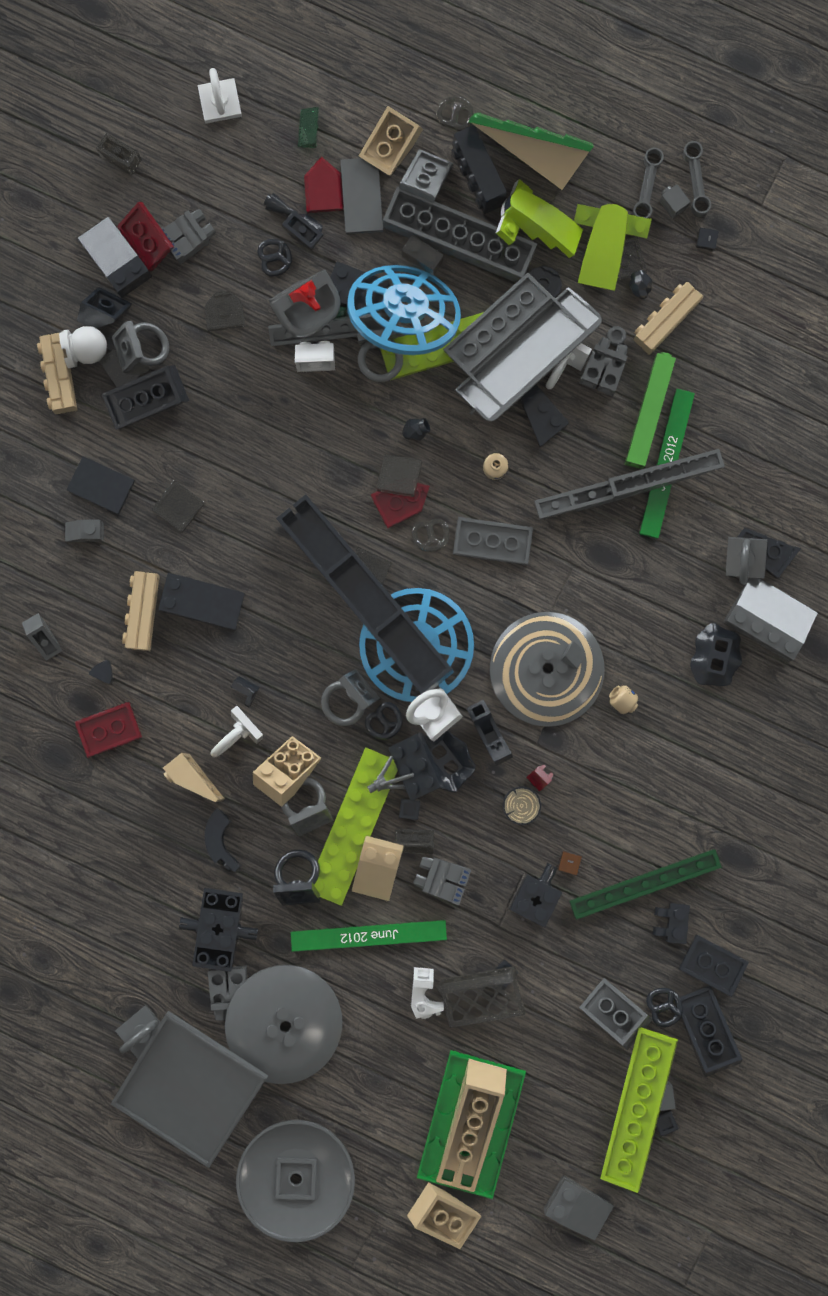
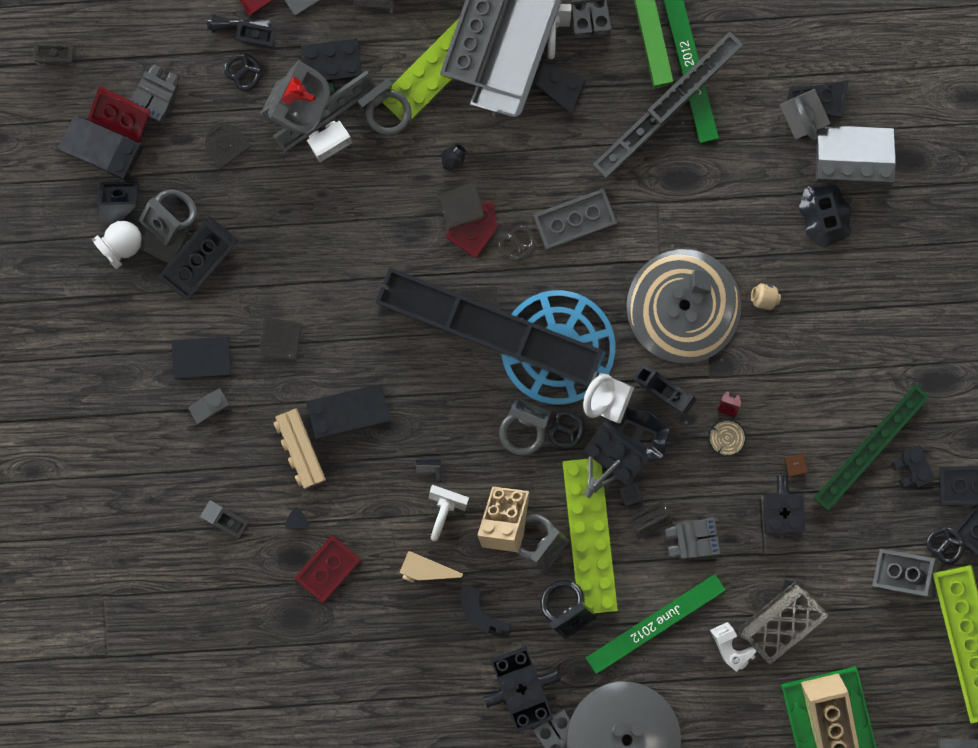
camera: 25 degrees left, 0 degrees up
(58, 375) = (109, 279): tan brick -> none
(377, 868) = (631, 560): tan slope -> none
(398, 312) = (387, 62): dark azure dish -> none
(493, 472) = (541, 159): tan head -> none

